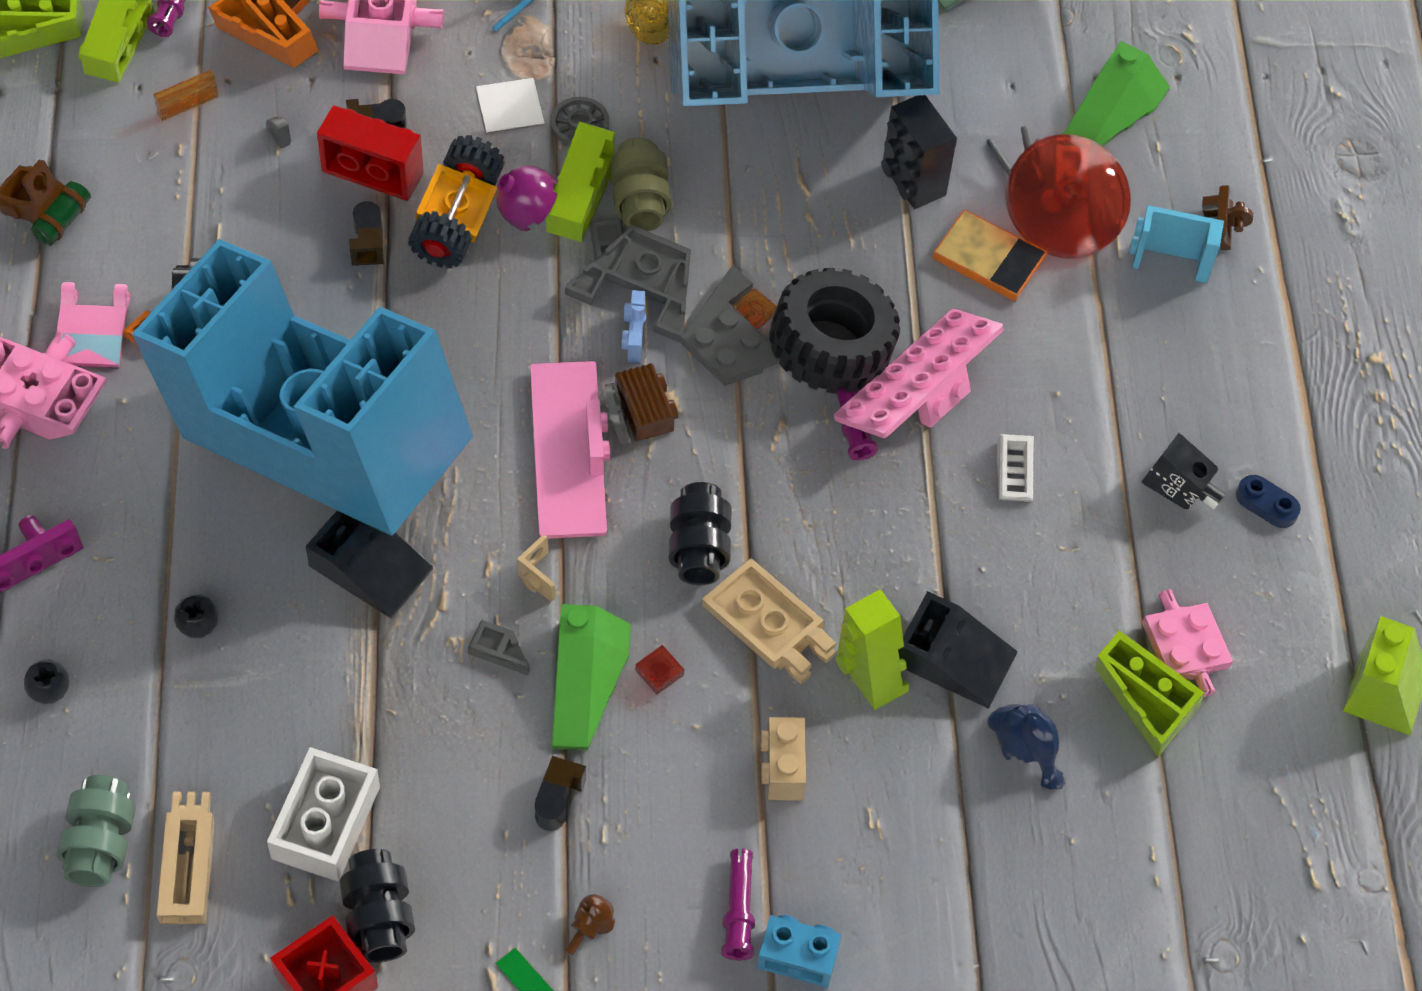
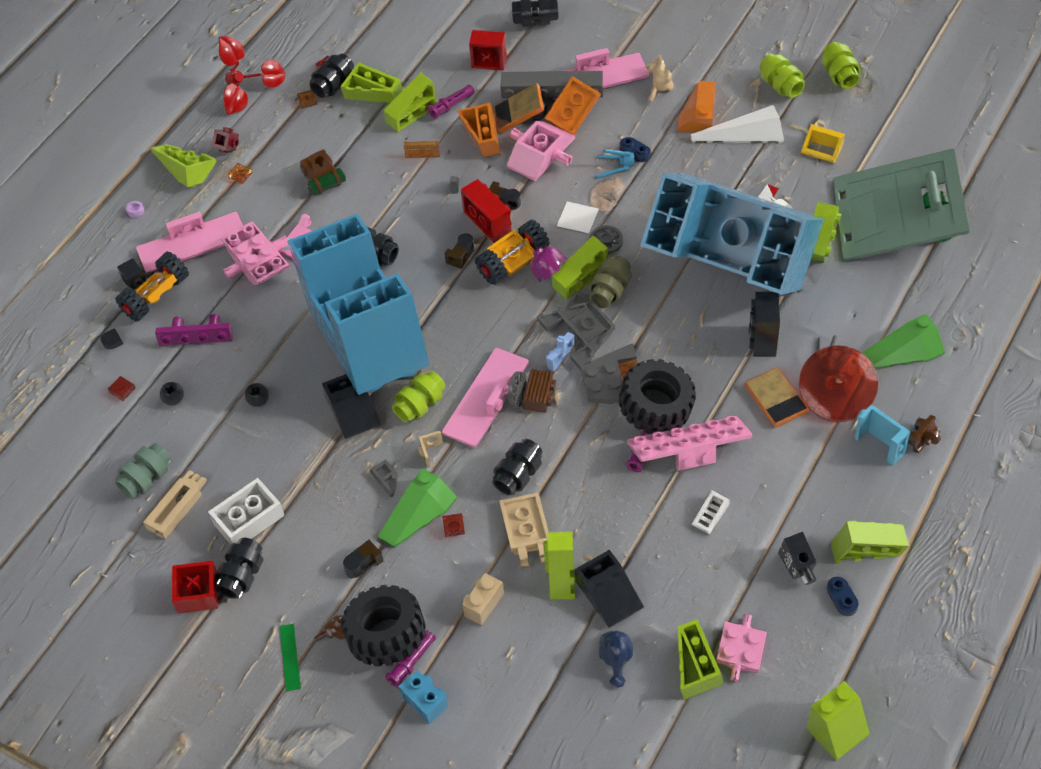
camera: 40 degrees right, 5 degrees down
(469, 502) = (413, 401): none -> lime piece
(686, 914) = (385, 645): none -> black tyre
(1253, 404) = (869, 539): none -> lime wedge

